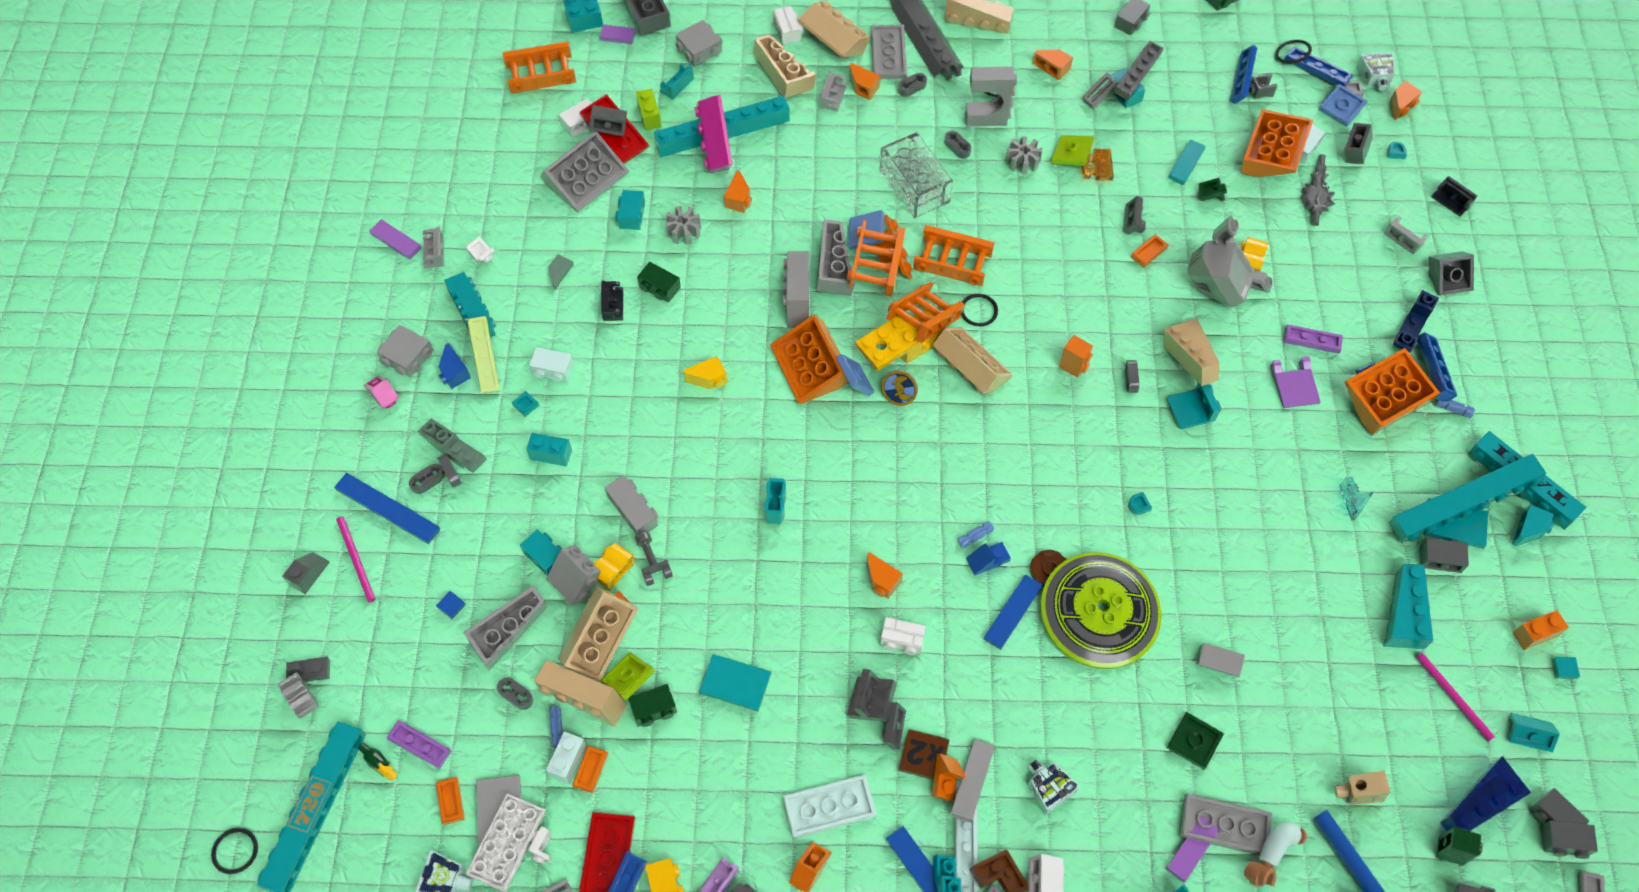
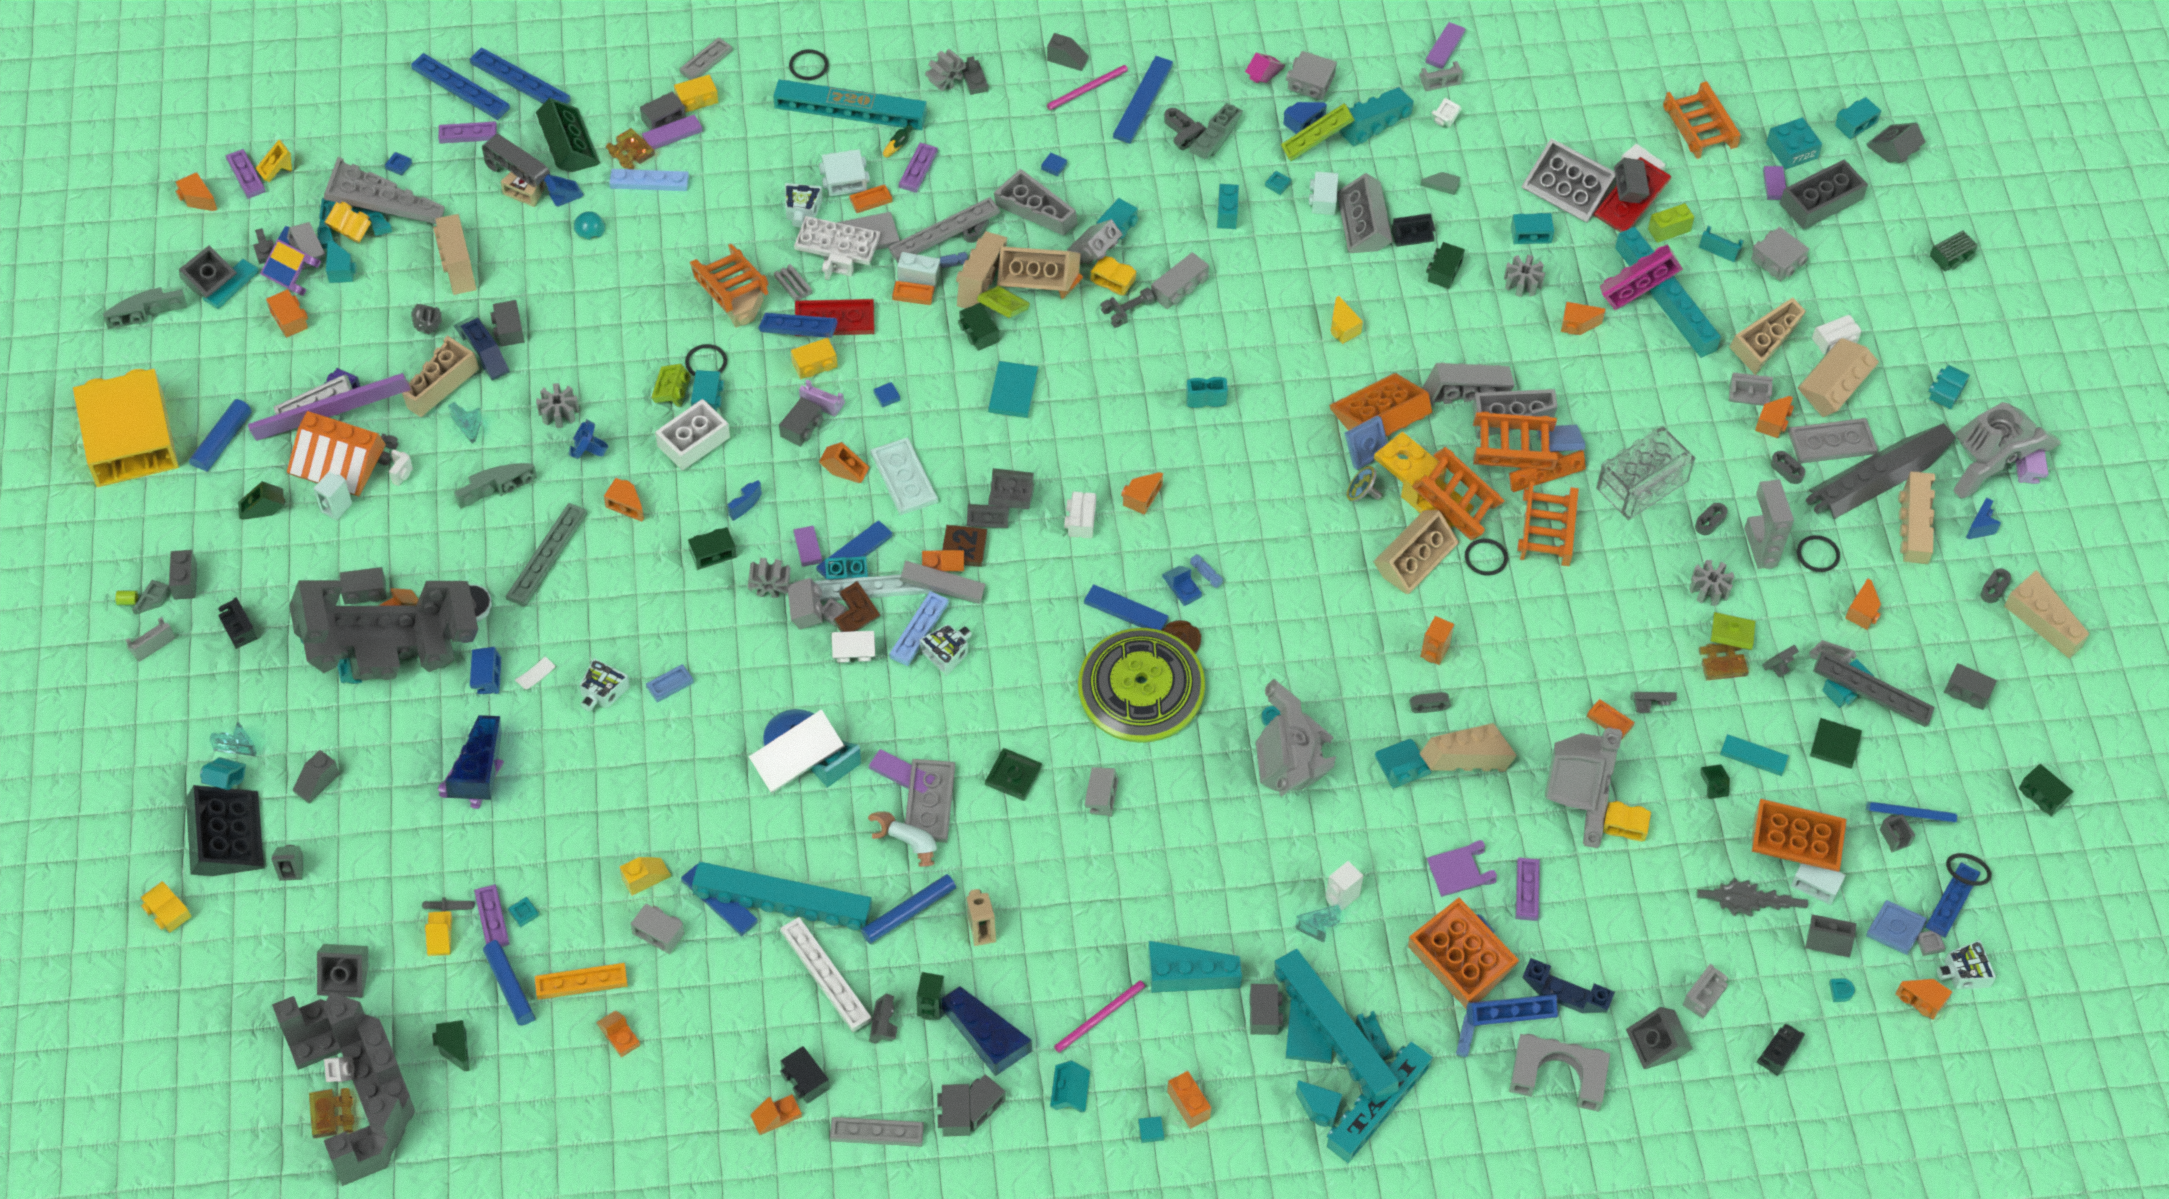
camera: 80 degrees right, 5 degrees down
(411, 824) = (844, 172): none -> light aqua brick
(516, 726) = (945, 229): none -> light grey tile
(587, 336) = (1364, 215): none -> light grey slope
(721, 812) = (886, 394): none -> blue tile
(1024, 811) = (919, 627): none -> light blue plate
(1106, 122) = (1780, 661): none -> dark grey hinge
(1177, 108) = (1835, 743): none -> dark green tile
(1194, 489) = (1291, 745): none -> light grey helmet
(1327, 470) = (1344, 886): none -> white brick
(1459, 476) = (1372, 1031): none -> teal hinge
(1472, 360) = (1588, 1063): none -> light grey arch

